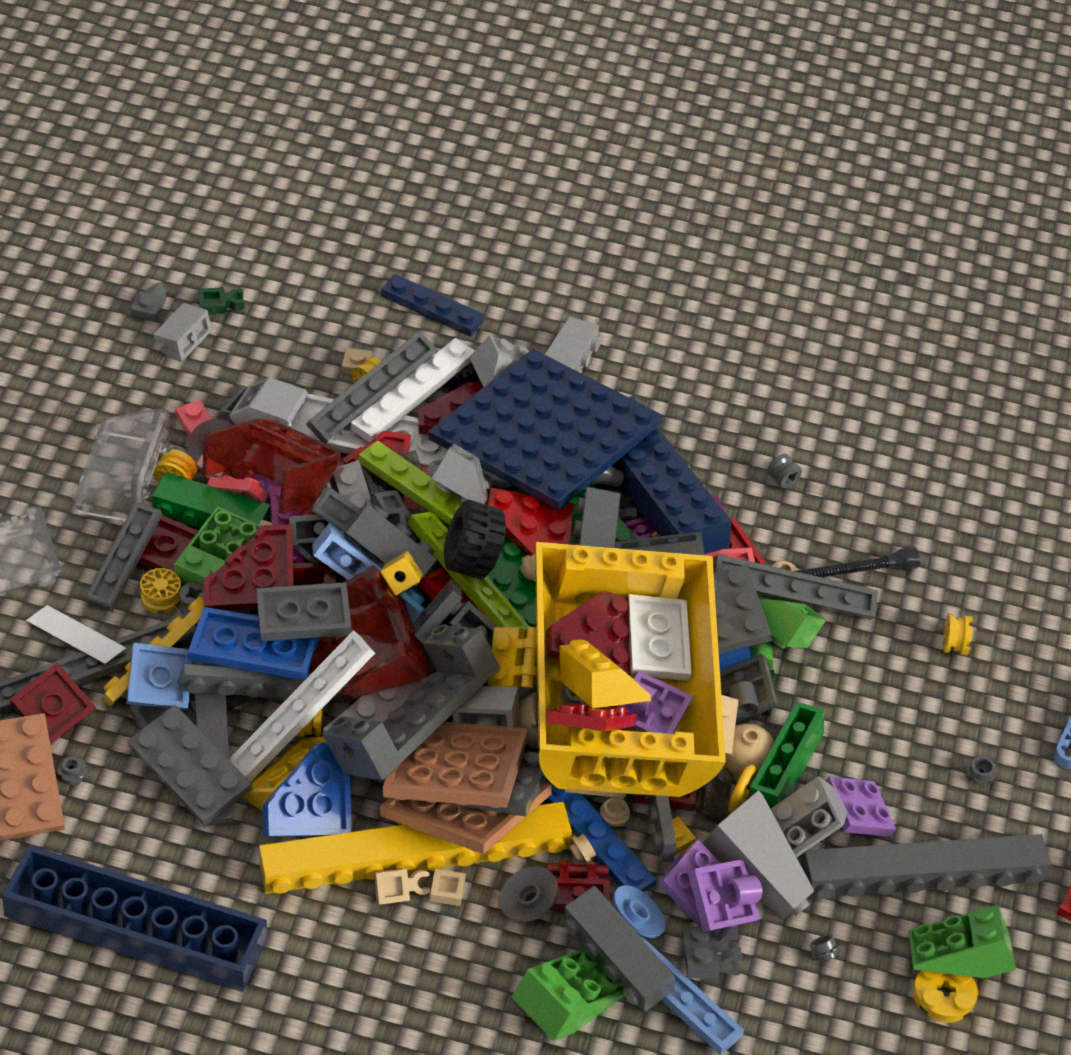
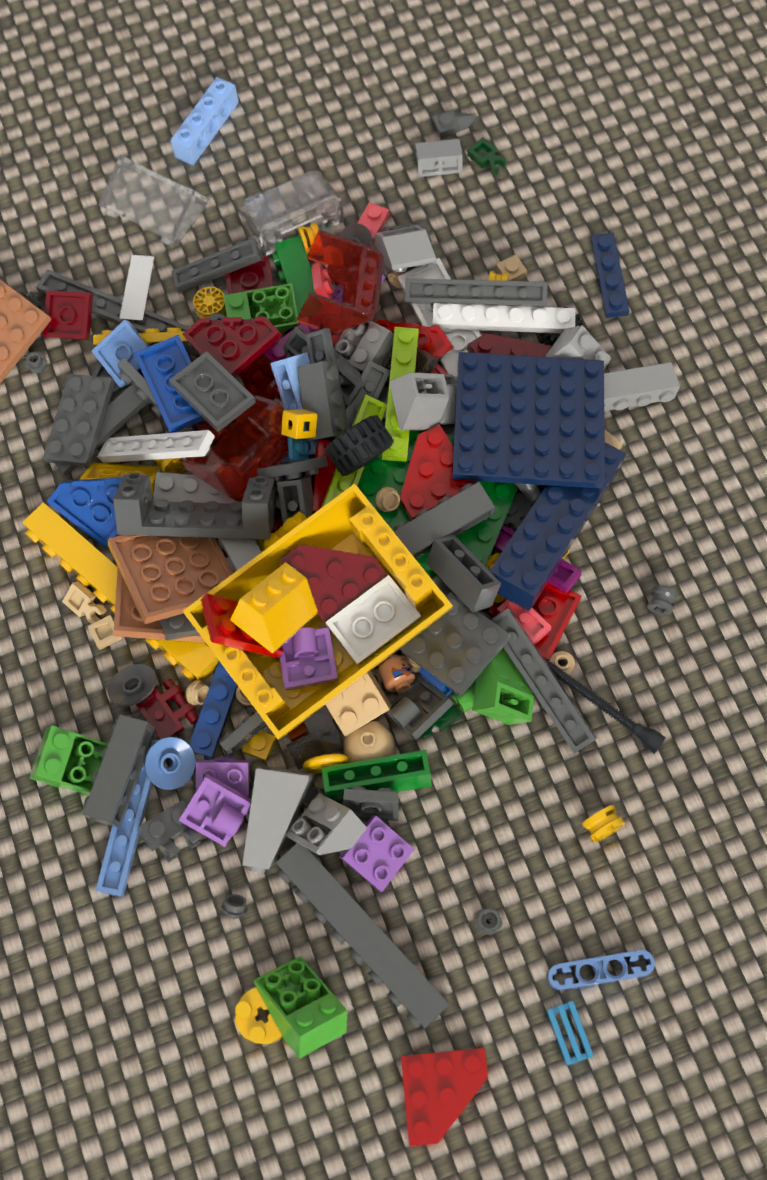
camera: 65 degrees right, 20 degrees up
(819, 763) = (366, 803): none -> dark grey plate

